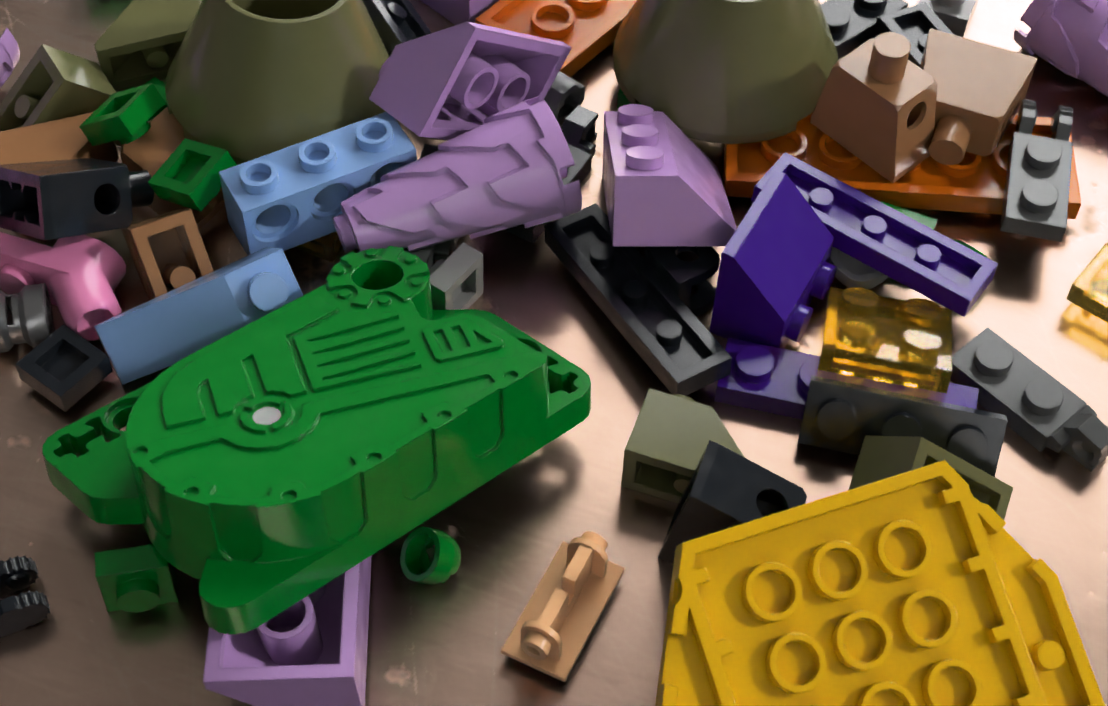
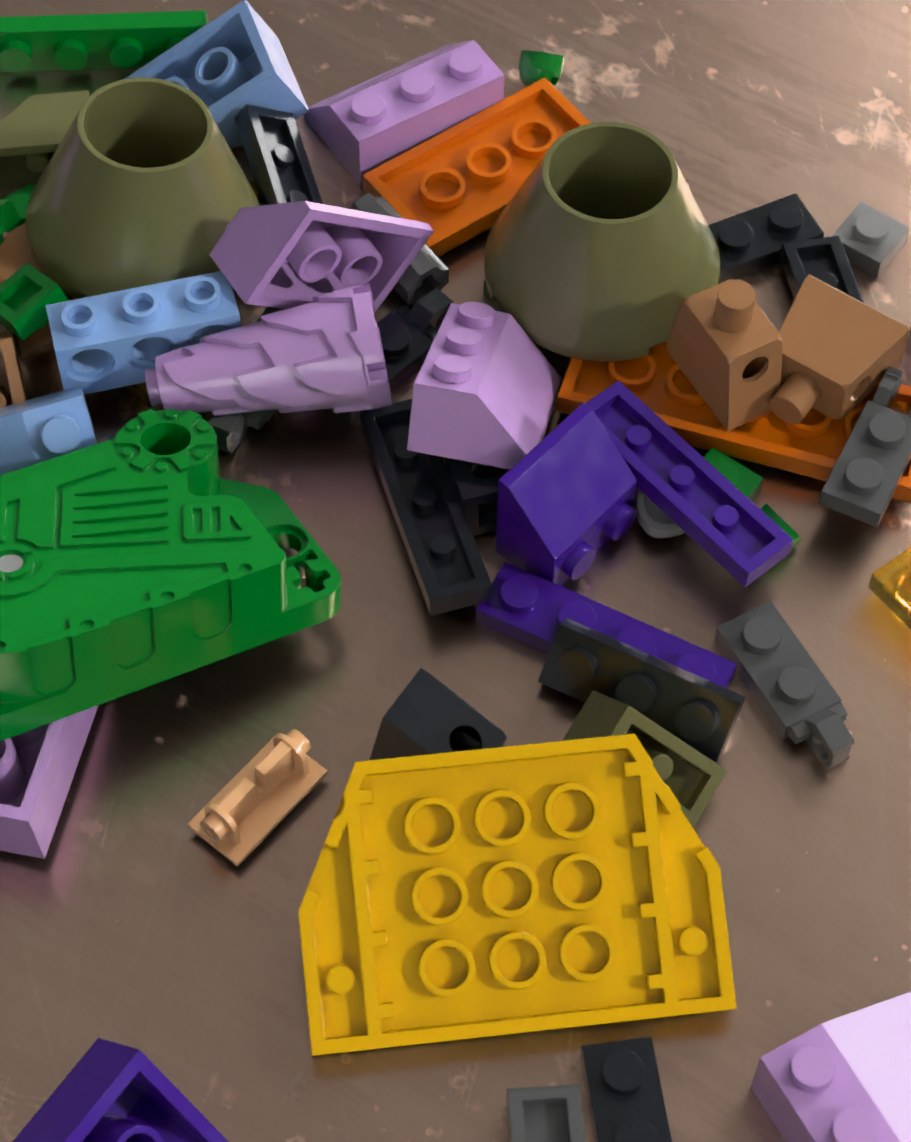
camera: 15 degrees right, 5 degrees up
(427, 563) = (148, 721): green hinge -> none
(457, 280) = (254, 454): light grey plate -> none
(669, 444) = (403, 646): olive slope -> none
(887, 339) = (658, 595): clear yellow plate -> none

